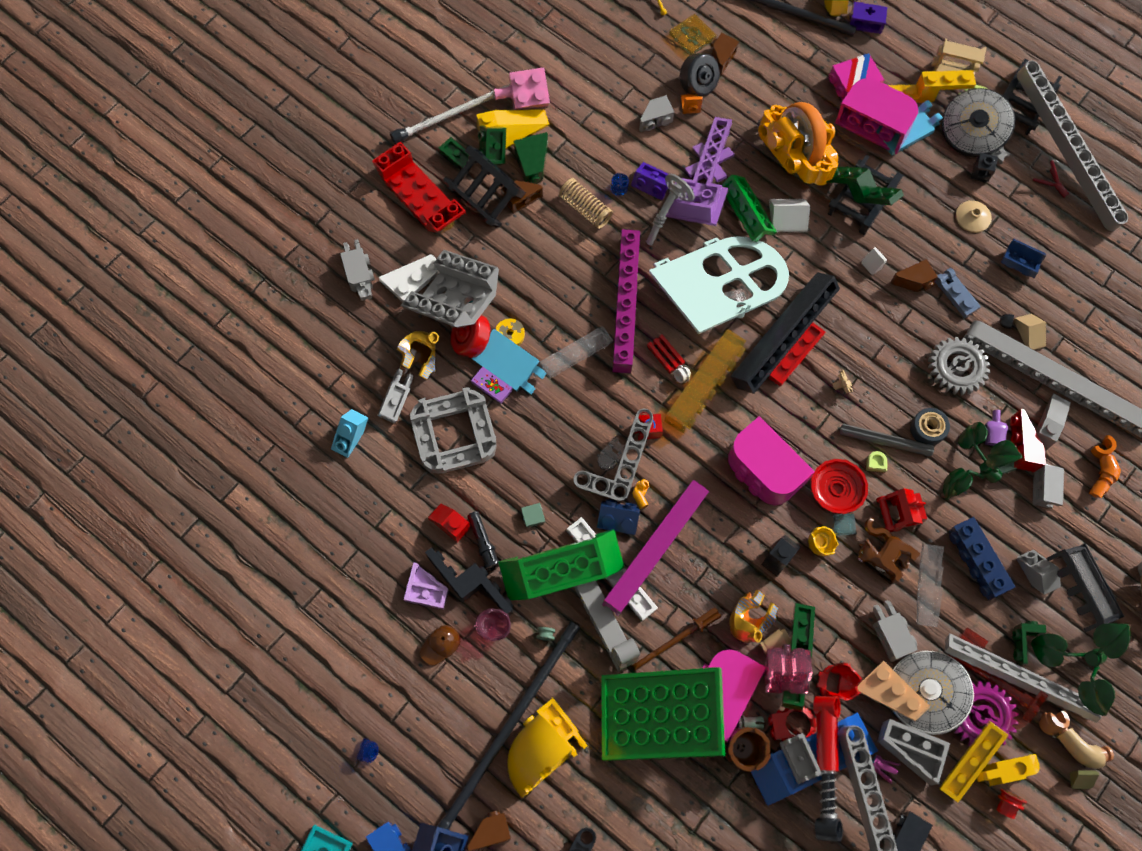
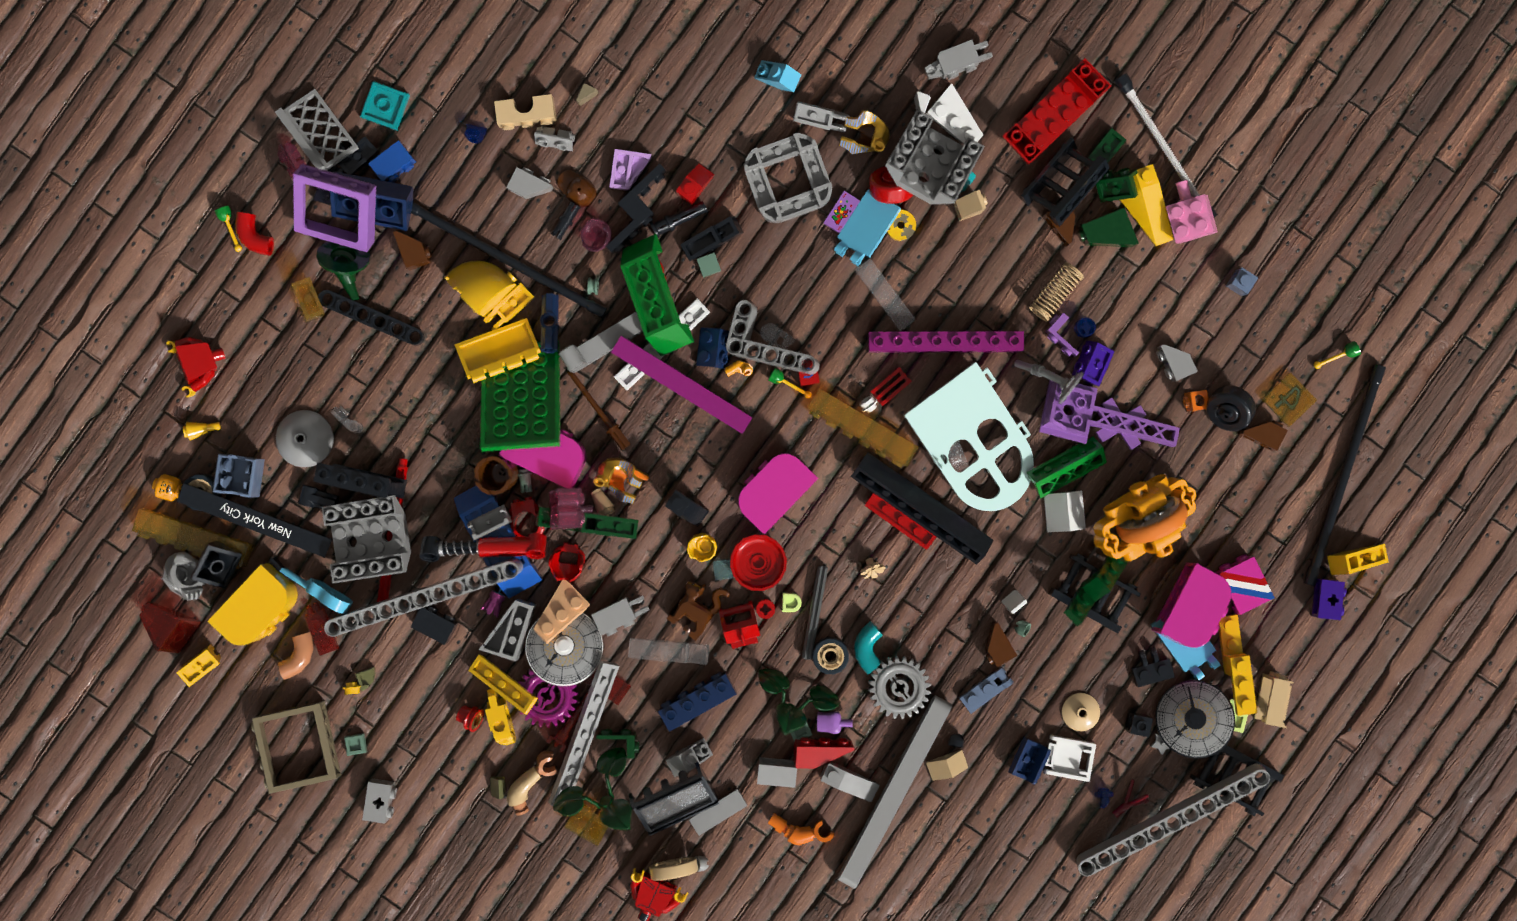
camera: 90 degrees right, 20 degrees up
(340, 625) = (585, 94): none -> dark tan slope
(354, 710) = (541, 112): none -> tan arch
(382, 672) = (563, 140): none -> light grey hinge
(393, 304) = (921, 101): none -> white slope
(431, 696) = (527, 185): none -> light grey slope
(473, 658) = (565, 220): none -> black pin
(498, 258) = (970, 205): none -> tan slope
(506, 509) = (712, 238): none -> black slope
(587, 58) = (1241, 281): none -> sand blue brick
(595, 681) = (550, 312): none -> dark blue piece
(608, 740) = (498, 349): none -> yellow hinge
(625, 209) = (1056, 323): none -> medium lavender bracket
(651, 457) = (777, 377): none -> hinge
(880, 488) = (765, 605): none -> red wheel
(899, 256) = (1023, 628): none -> sand green hinge
(921, 395) = (864, 647): none -> teal cylinder
(934, 156) = (1152, 672): none -> black hinge
(1017, 229) = (1066, 758): none -> white container
(1052, 201) = (1104, 794): none -> clear blue plate
(1082, 534) = (711, 817): none -> light grey tile
(1121, 678) = (587, 825): none -> clear yellow bracket

